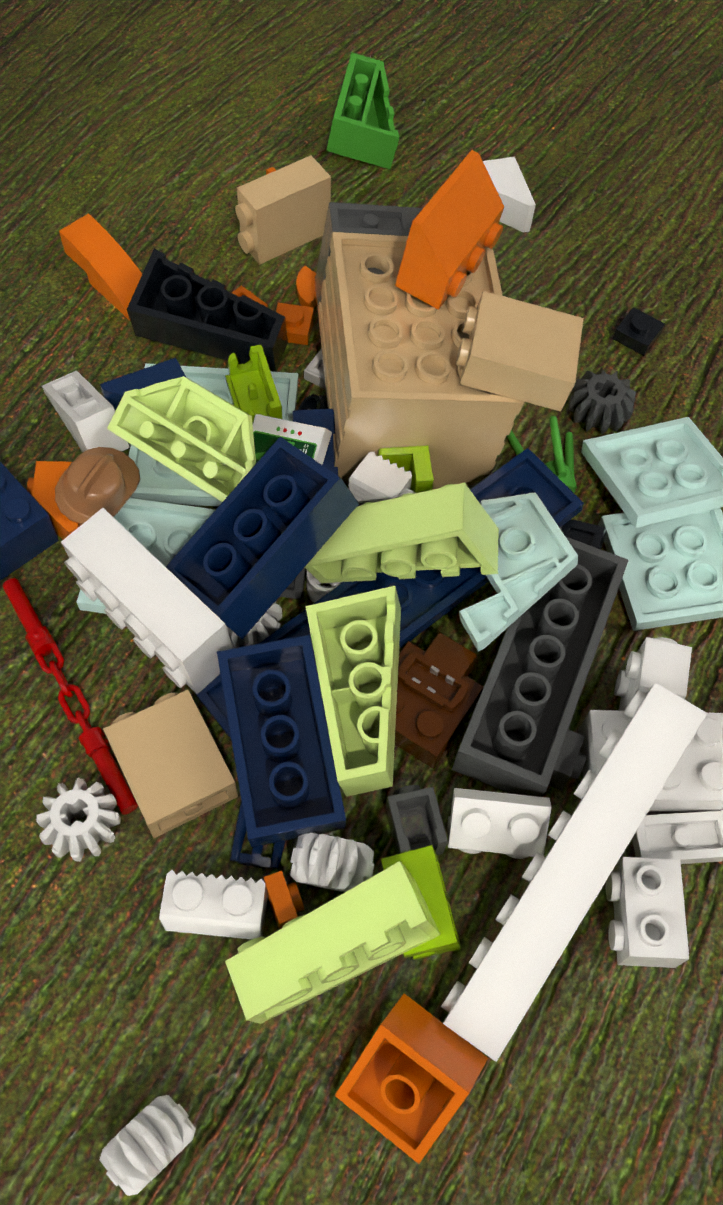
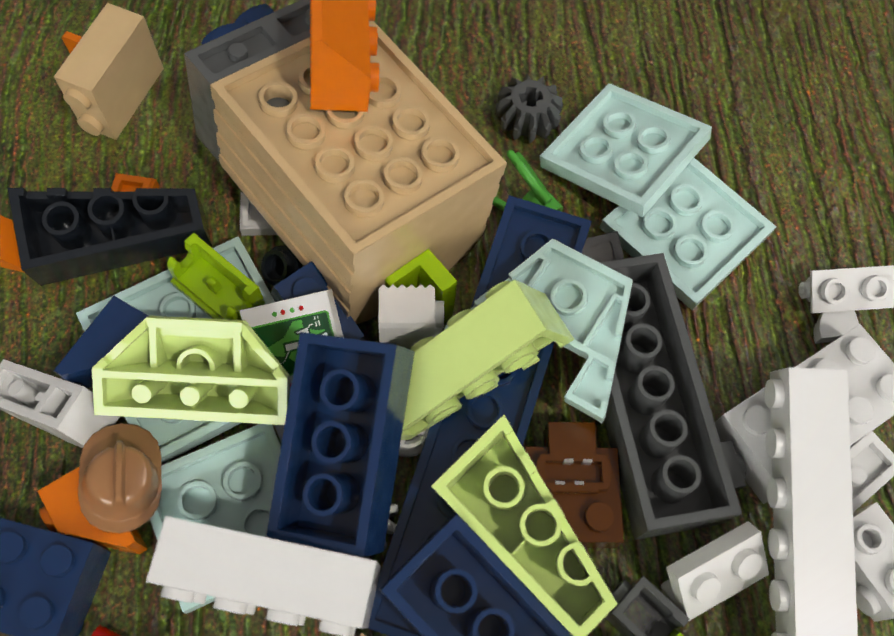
camera: 35 degrees left, 5 degrees up
(298, 322) = (198, 177): orange plate -> none
(306, 287) = (184, 139): orange tile -> none
(520, 350) = (476, 114): tan brick -> none
(638, 331) = (511, 22): black plate -> none
(656, 661) = (751, 351): white brick -> none

